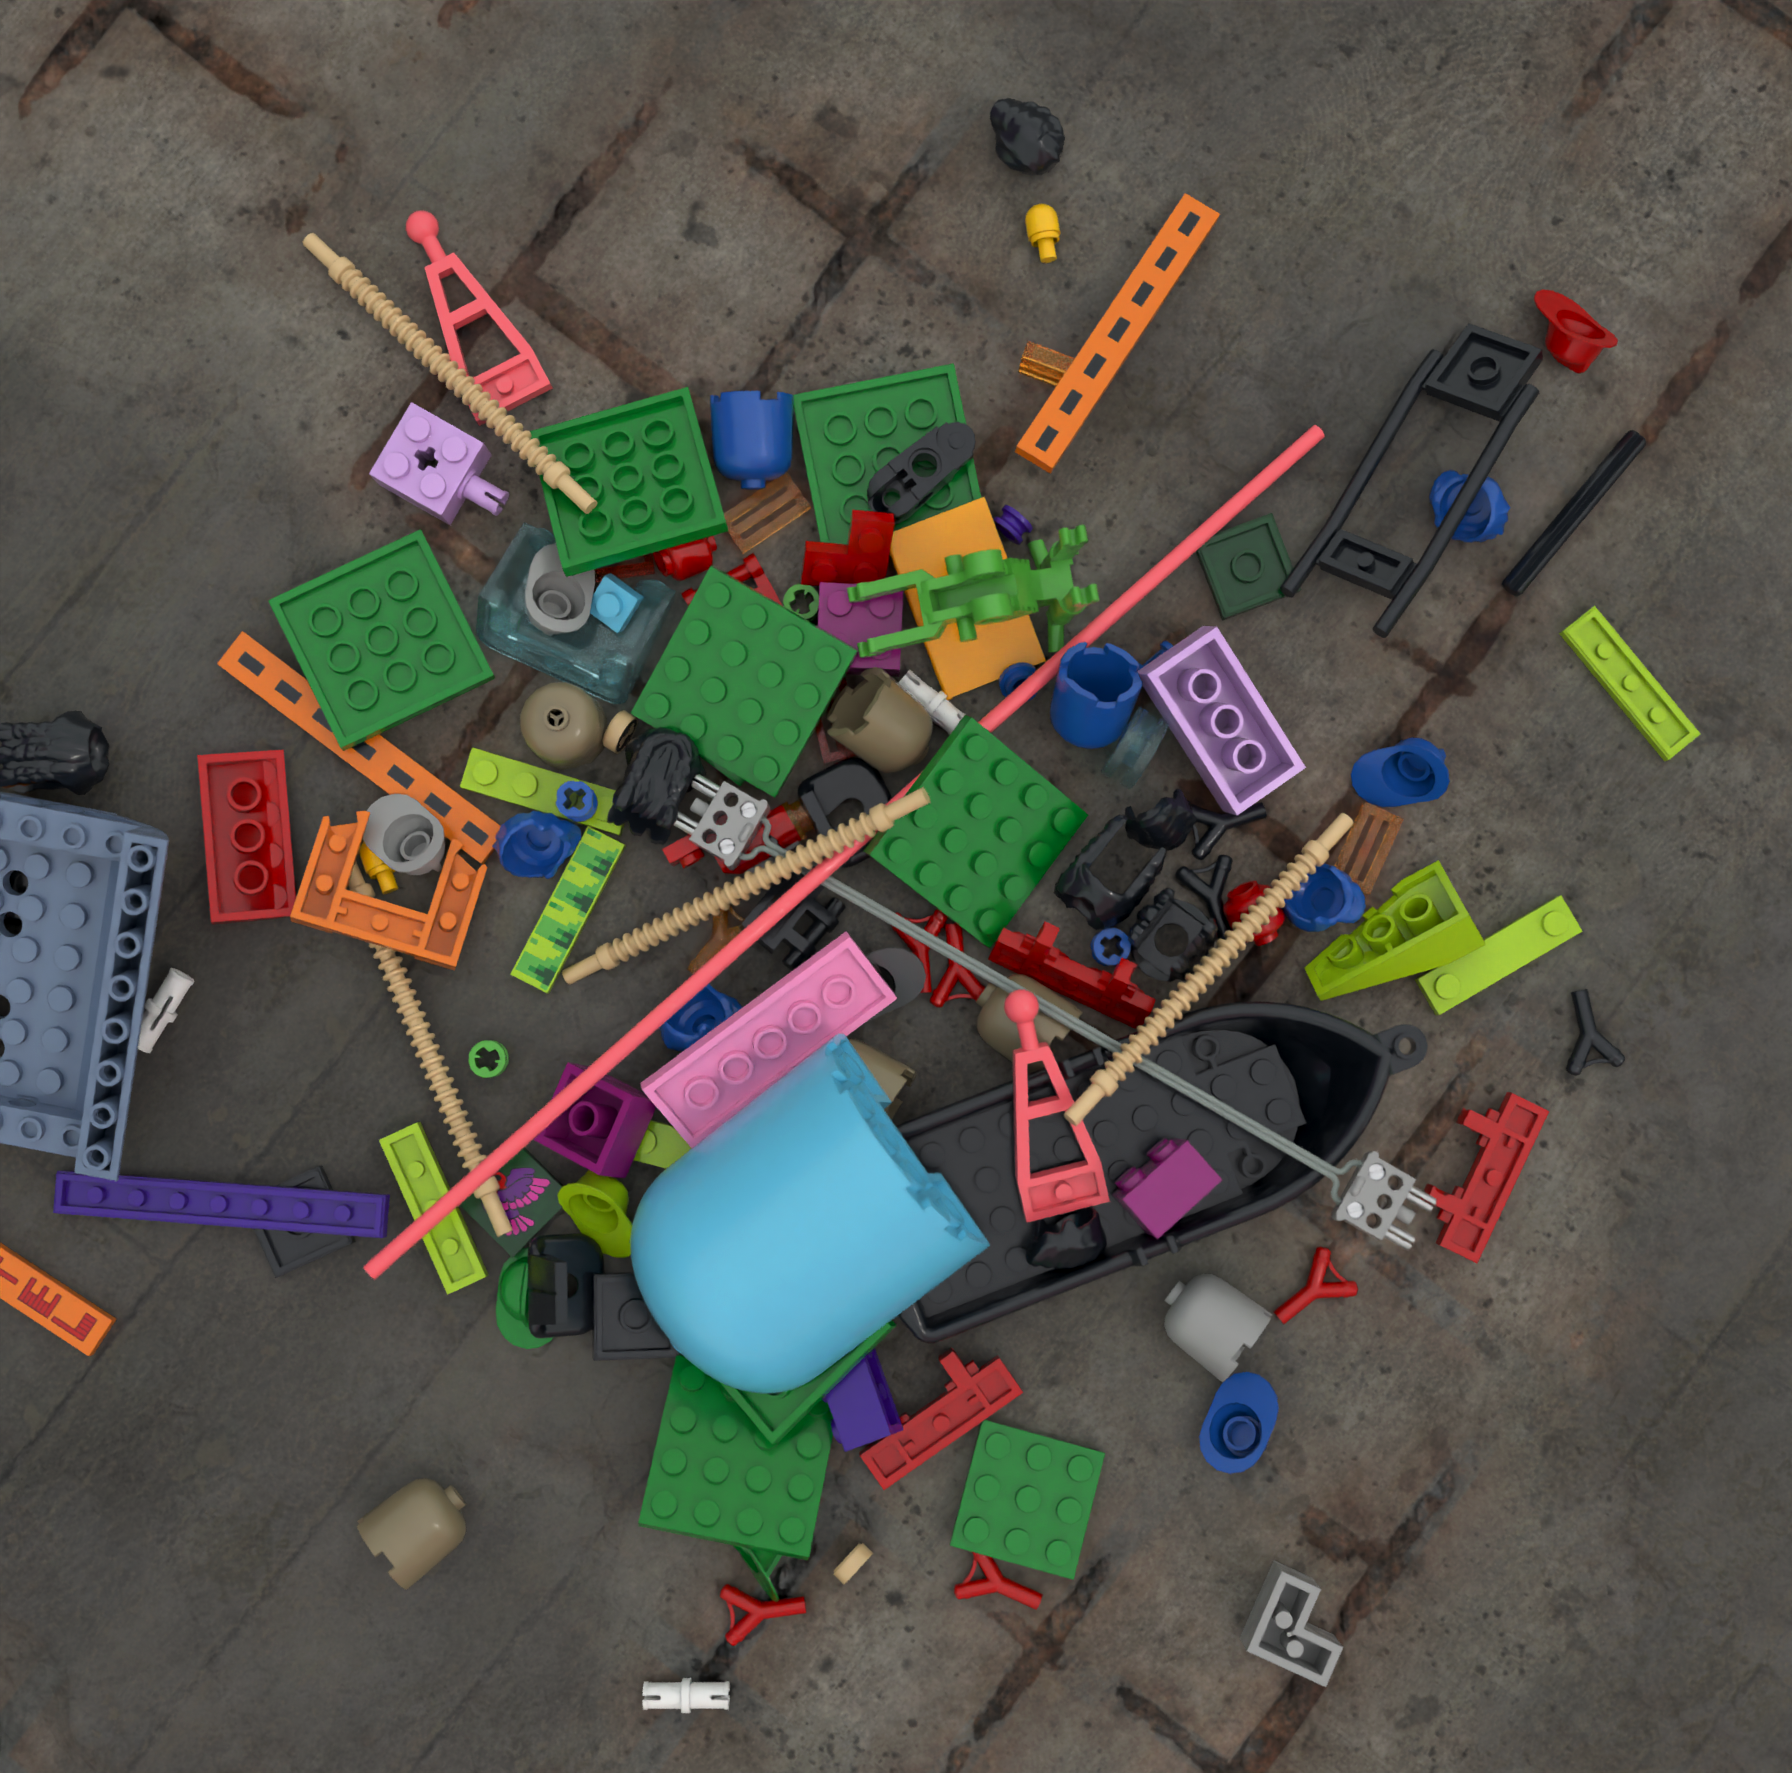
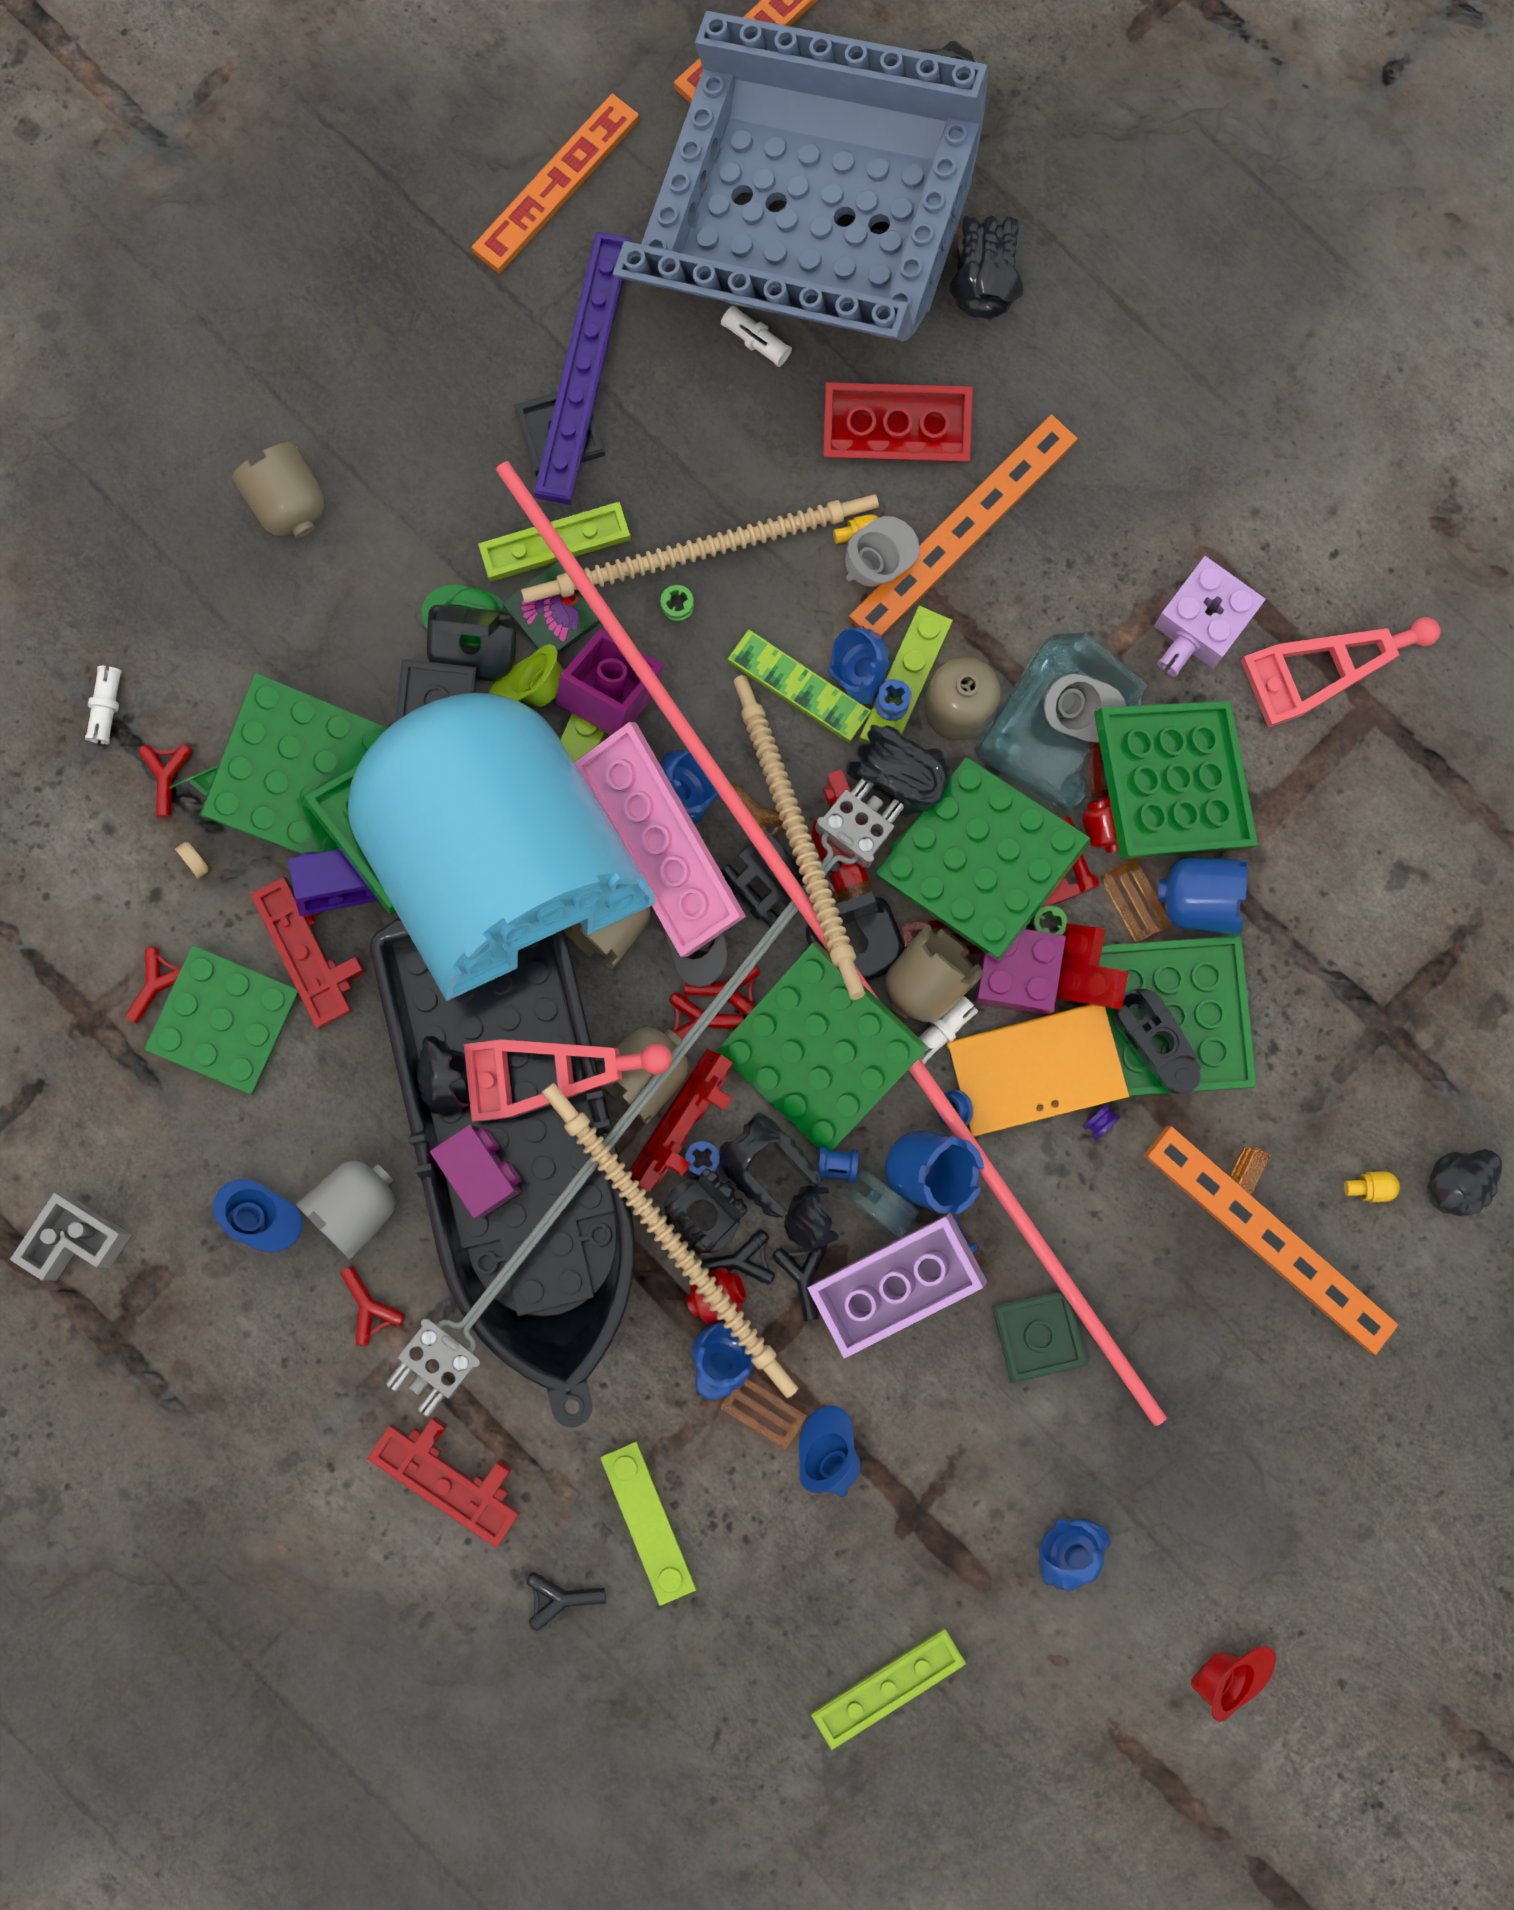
camera: 100 degrees right, 5 degrees down
(330, 907) = (828, 478): orange wedge -> none
(381, 639) = (1056, 553): green plate -> none
(555, 473) = (1188, 714): tan hose -> none
(614, 603) = (1067, 756): medium azure plate -> none
(619, 731) = (953, 747): tan tile -> none
(987, 591) = (1037, 1077): bright green piece -> none
(1096, 800) = (838, 1164): none -> blue bush
(1405, 936) = (678, 1441): lime wedge -> none
(1478, 374) = (1197, 1582): black plate -> none
(1574, 513) = (1057, 1658): black axle -> none

